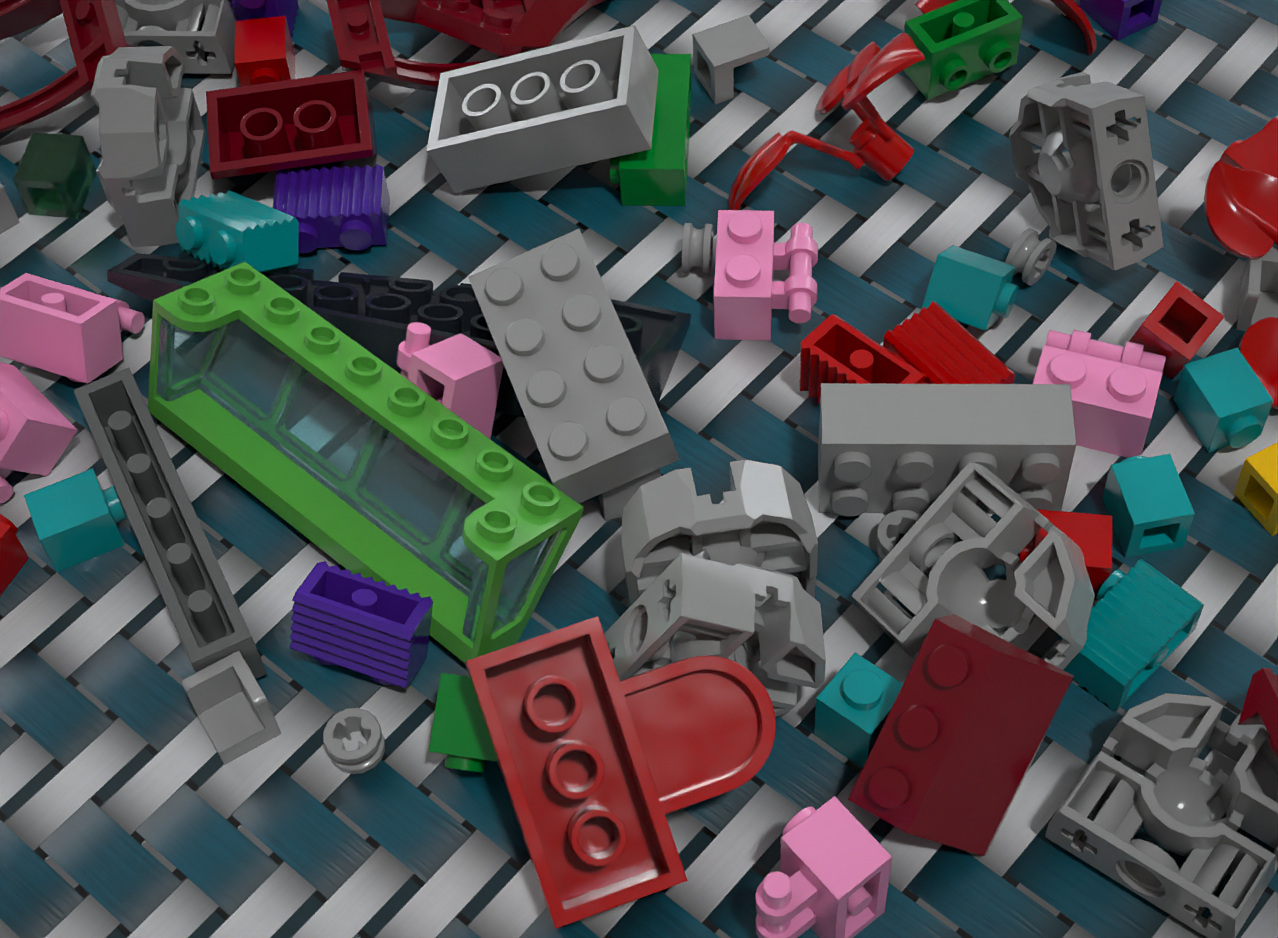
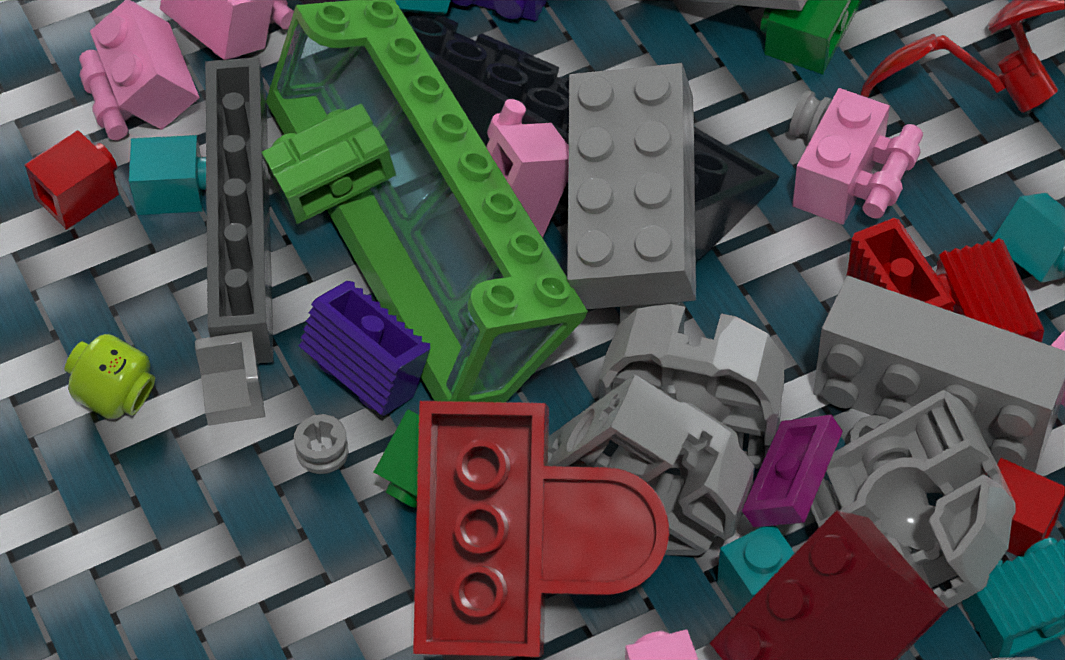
camera: 20 degrees right, 0 degrees up
(99, 752) = (109, 376): none -> lime head
(245, 449) = (328, 162): none -> bright green brick
(854, 595) = (792, 471): none -> magenta plate

